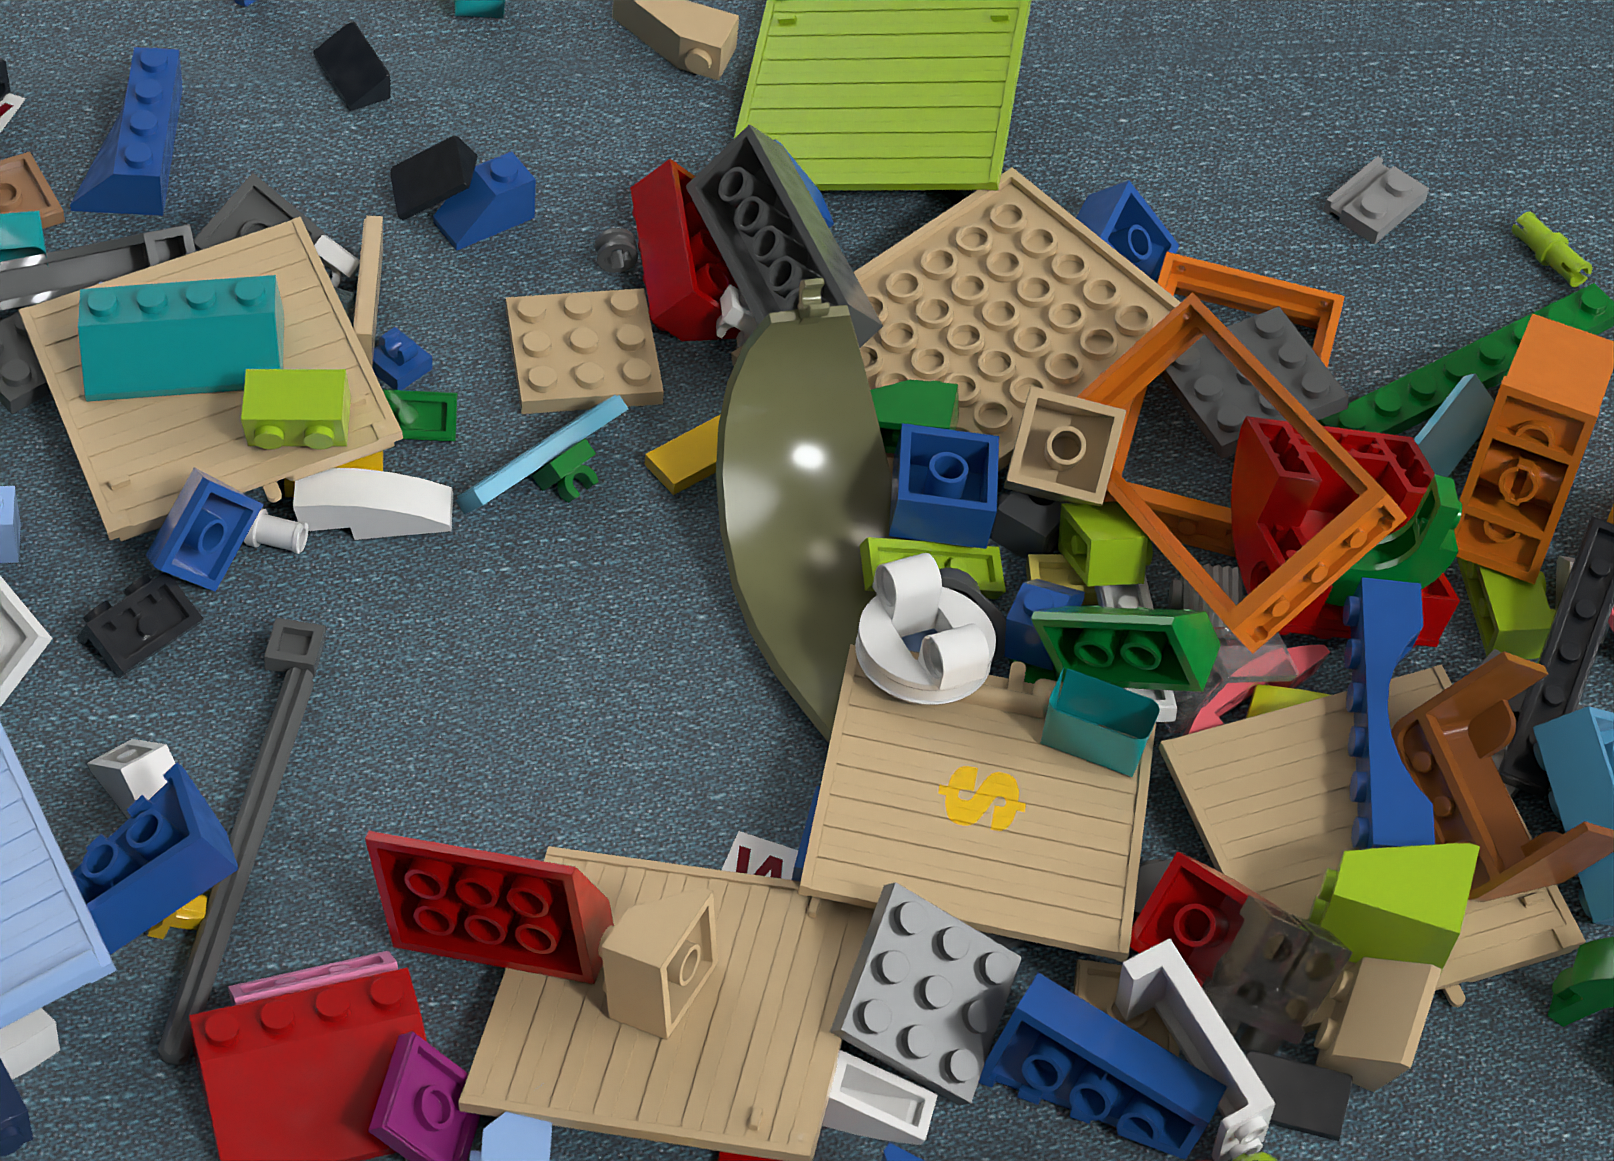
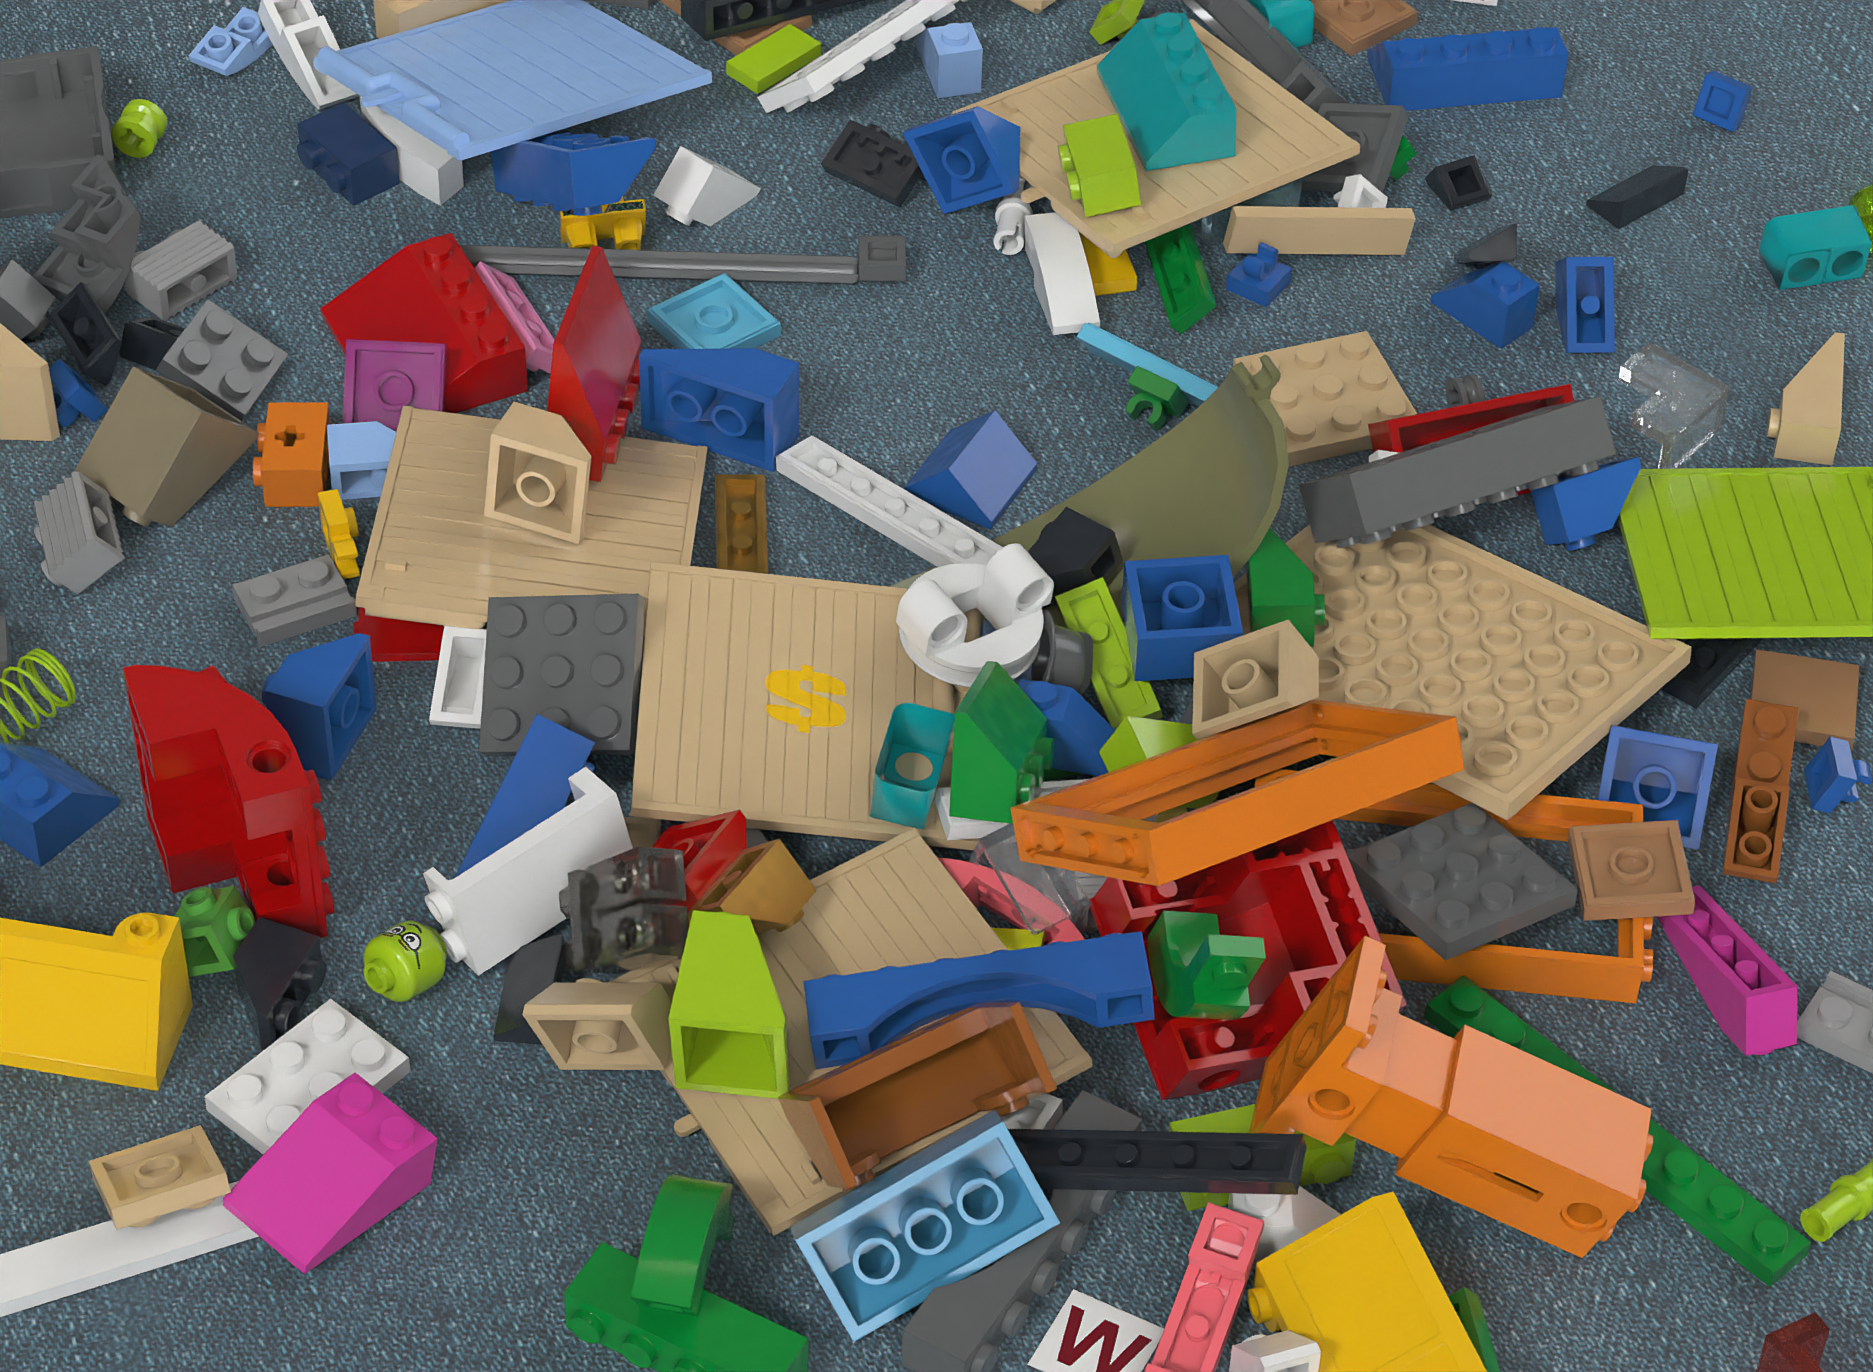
camera: 85 degrees right, 5 degrees down
(300, 185) = (1459, 183): none -> black slope
(340, 808) = (714, 317): none -> medium azure tile
(505, 125) = (1586, 303): none -> blue slope
(537, 786) = (722, 399): none -> blue slope
(631, 637) = (975, 471): none -> slope
(672, 98) = (1682, 404): none -> clear panel
(681, 837) = (741, 522): none -> pearl gold tile
(698, 699) = (883, 505): none -> white tile
(821, 568) = (1075, 552): none -> black slope
(1037, 140) = (1818, 687): none -> medium nougat tile
(1123, 139) = (1833, 775): none -> blue tile
(1173, 195) = (1759, 791): none -> dark orange slope
(1246, 273) = (1630, 870): none -> medium nougat tile
(1266, 867) = (762, 885): none -> pearl gold slope
(1334, 253) = (1735, 977): none -> dark pink slope

